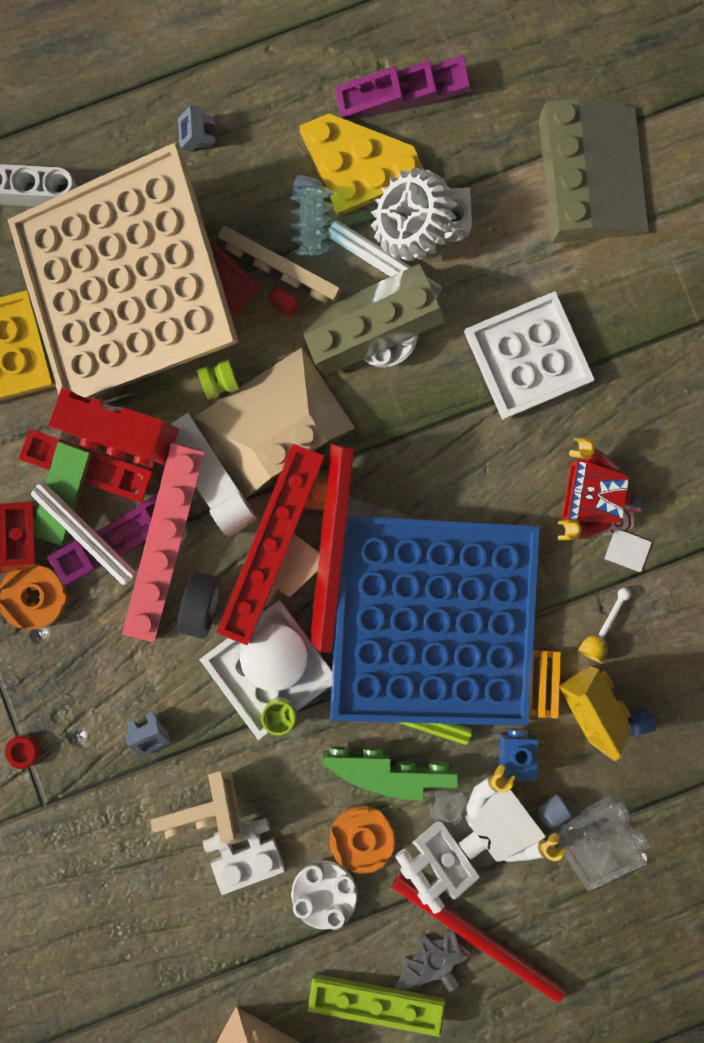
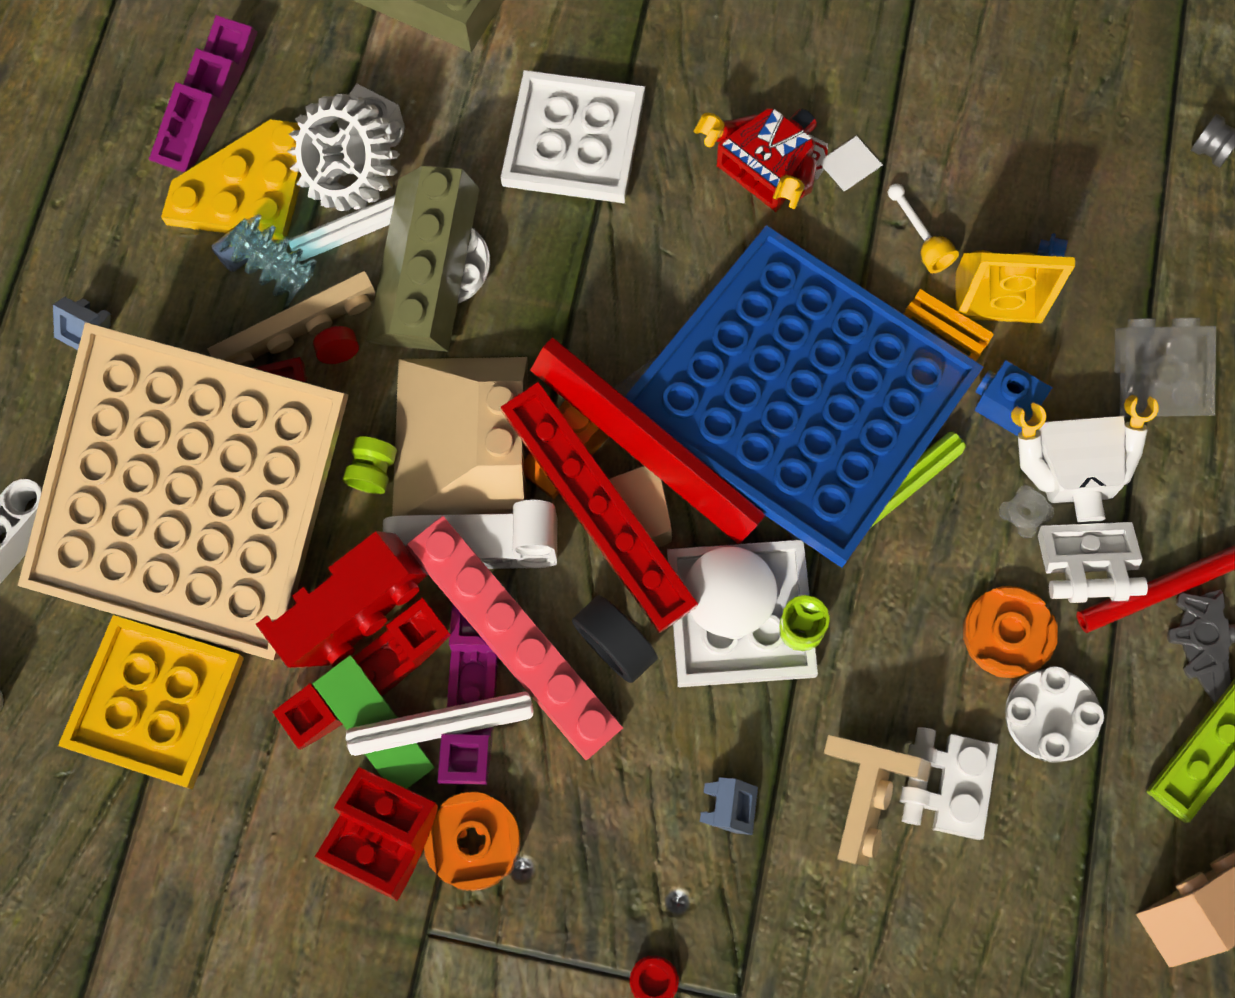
camera: 50 degrees left, 15 degrees down
(373, 772) = (942, 562): bright green slope -> none
(553, 812) = (1100, 397): sand blue piece -> none

